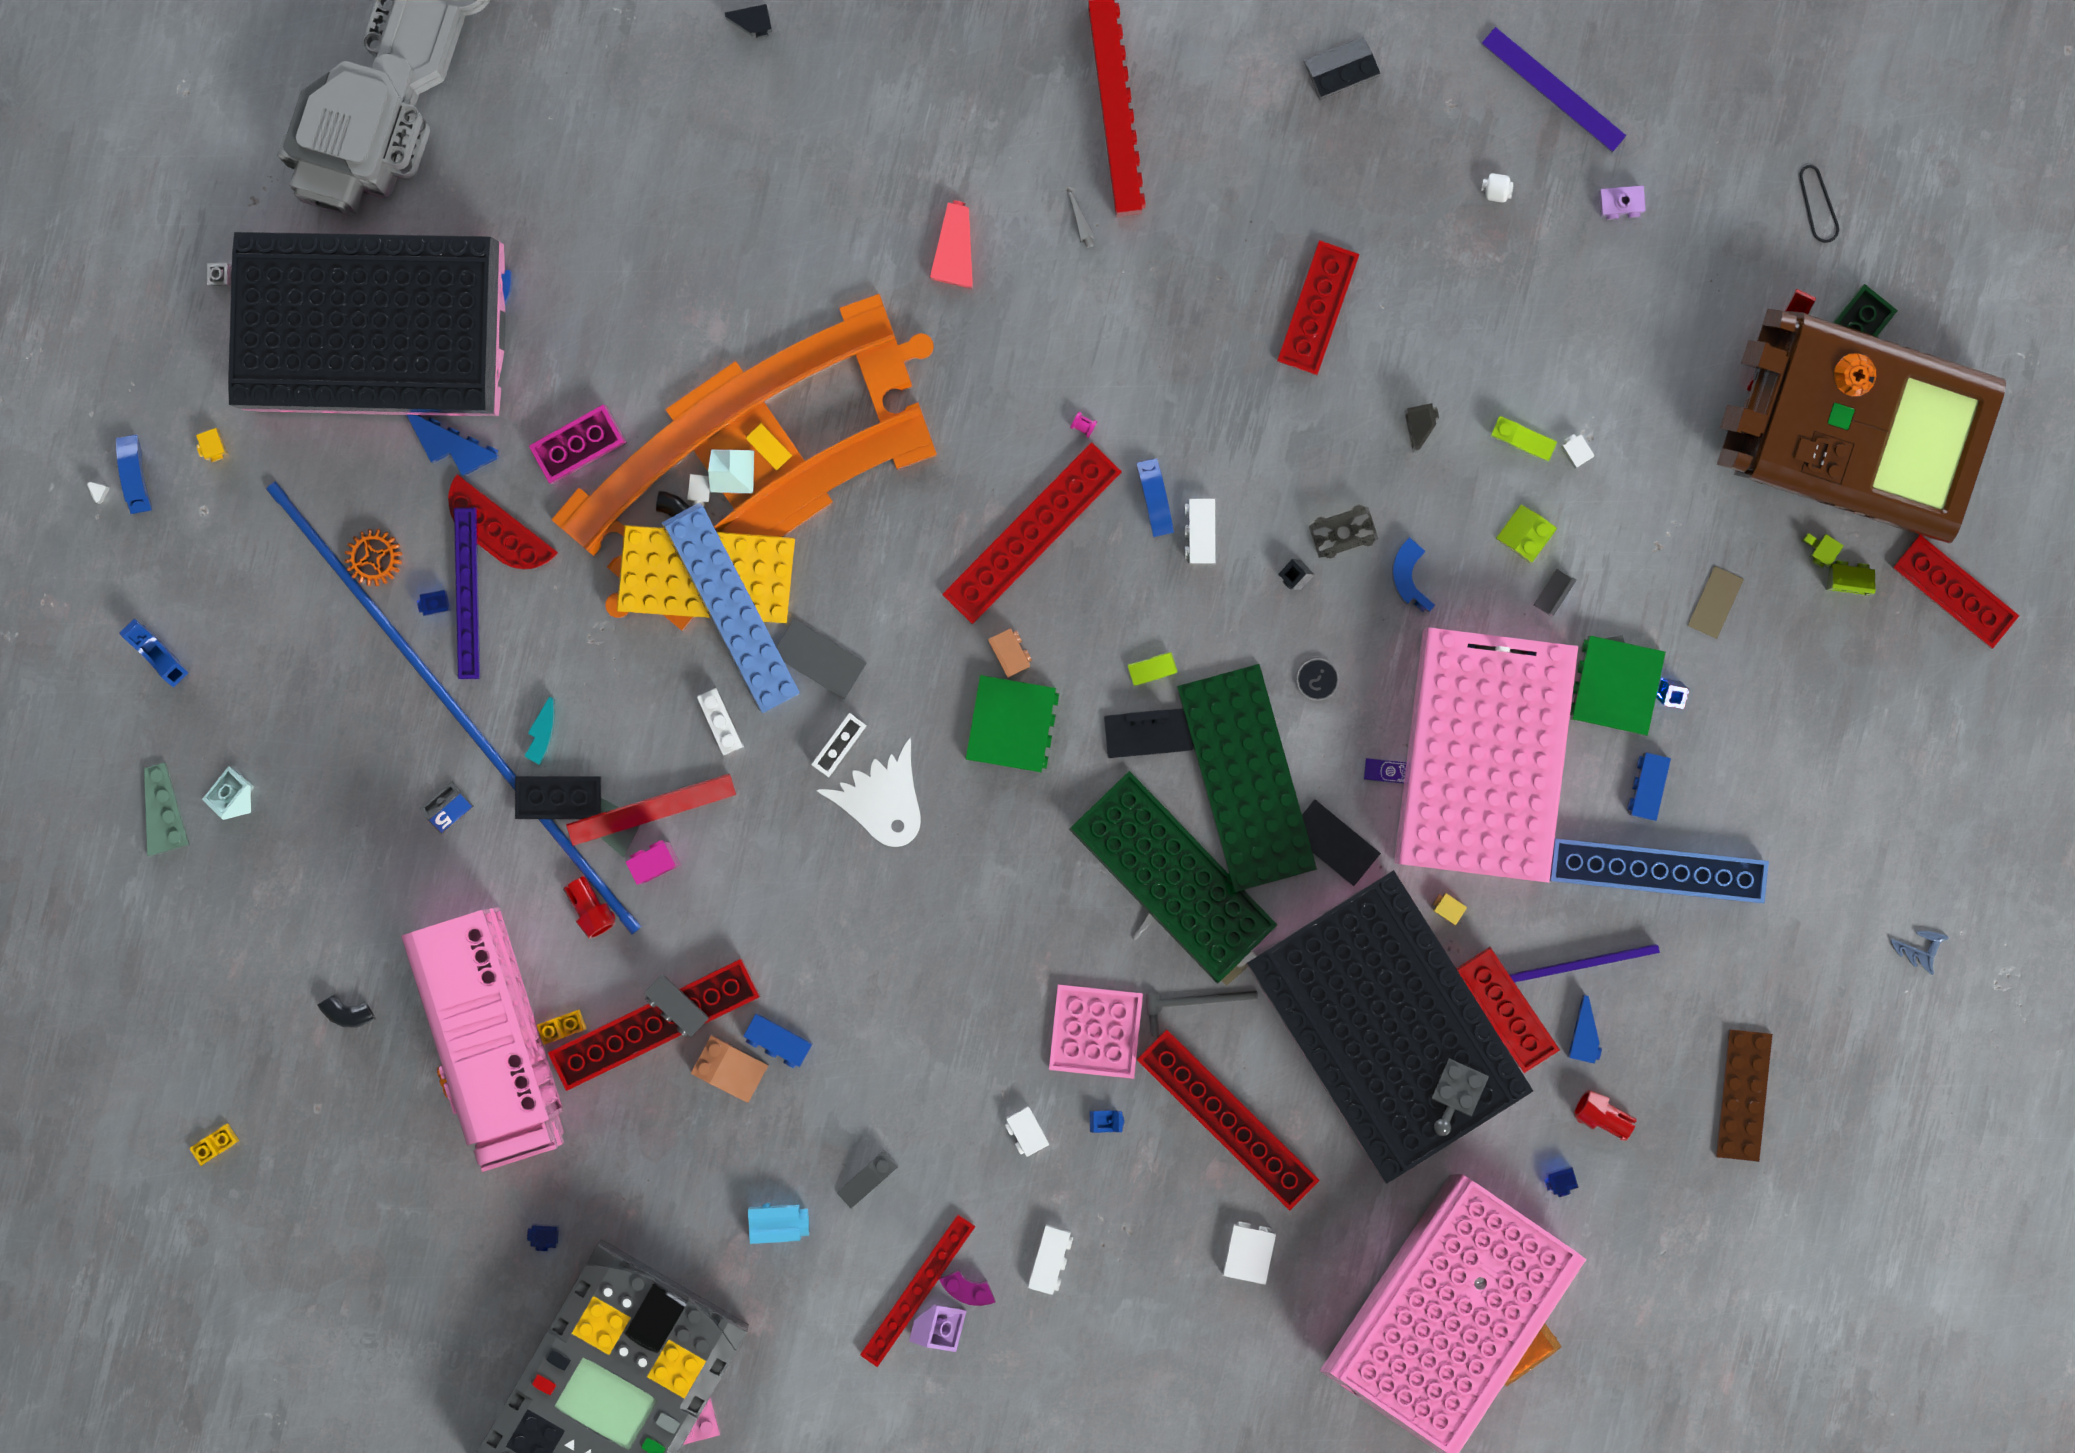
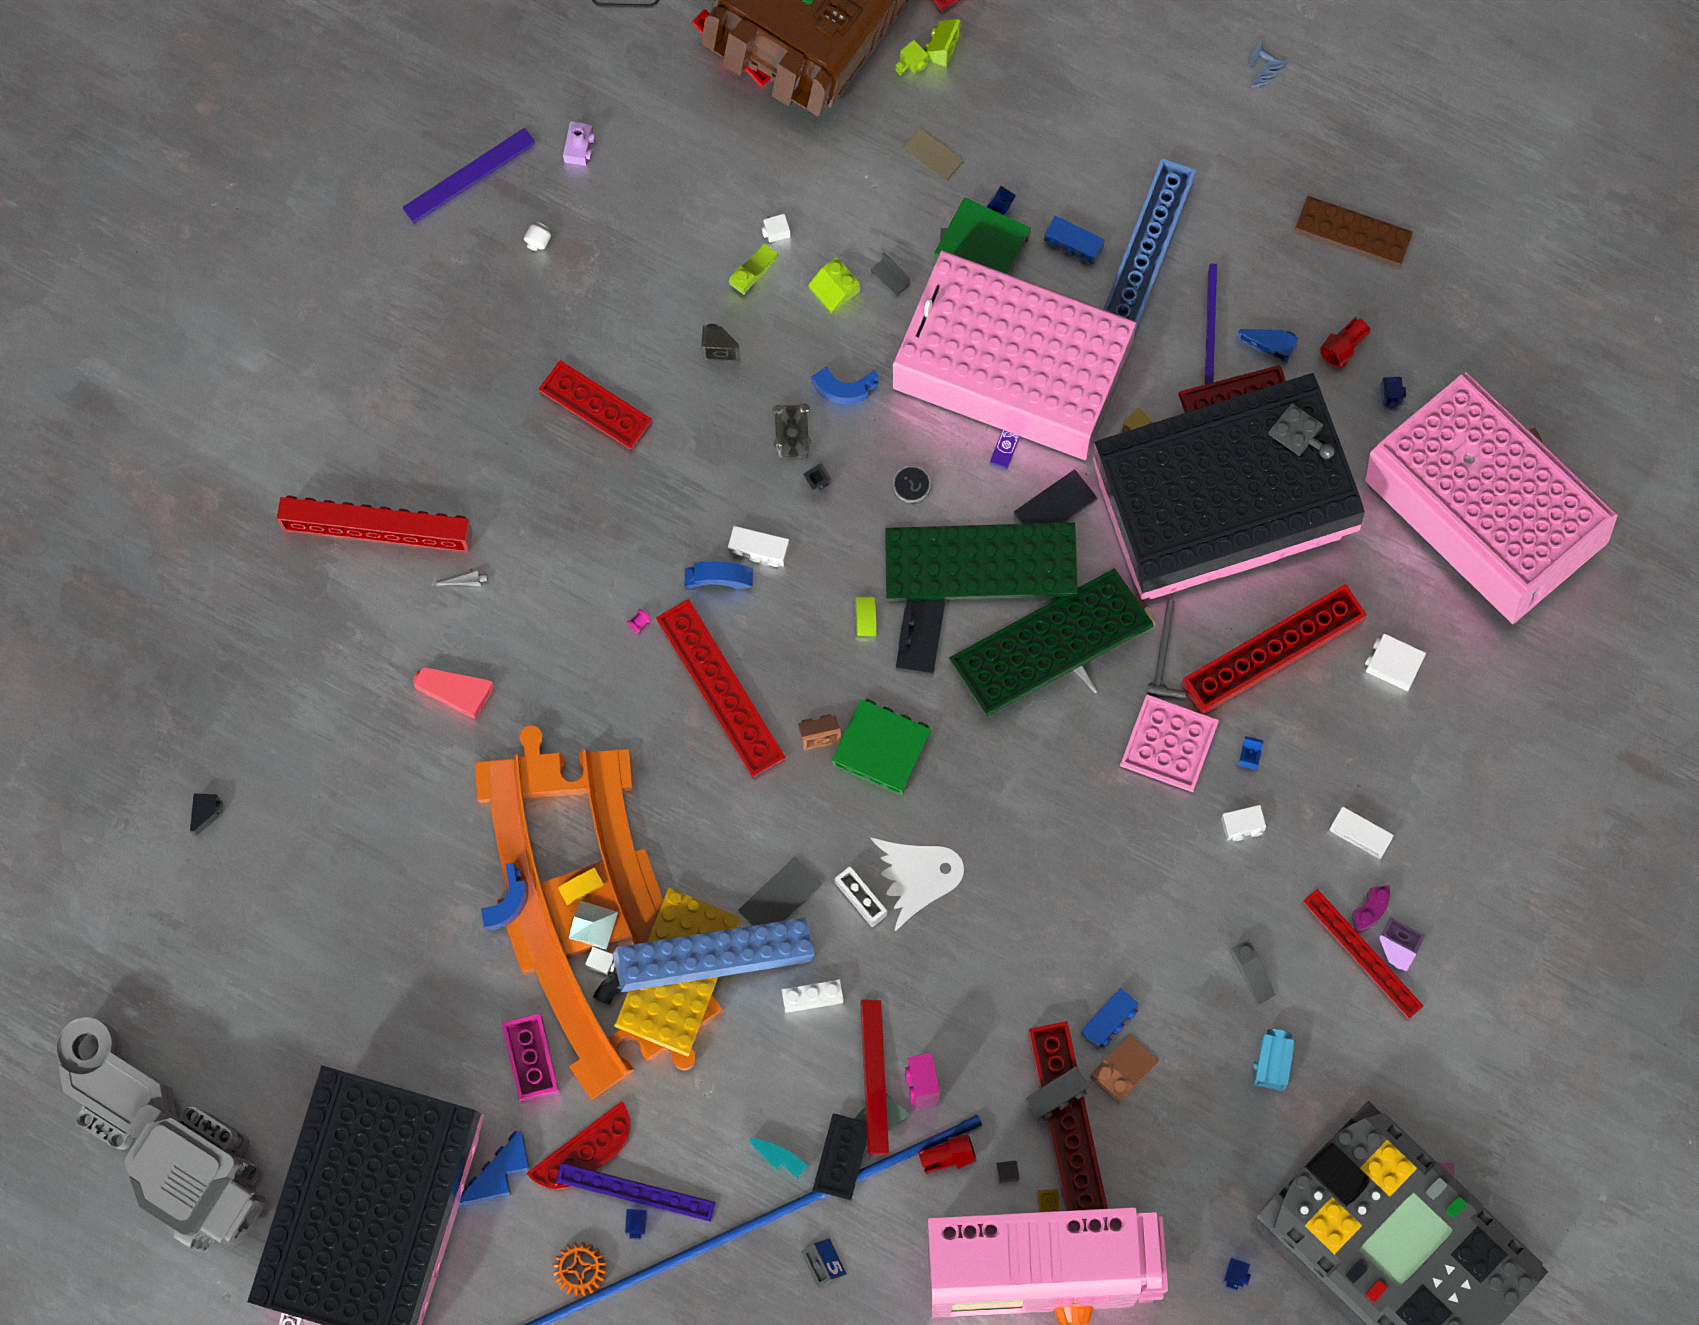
camera: 70 degrees left, 15 degrees down
(590, 973) = (1007, 1171): none -> dark grey slope
(731, 379) = (513, 904): none -> blue arch
(1342, 68) = (399, 335): black slope -> none

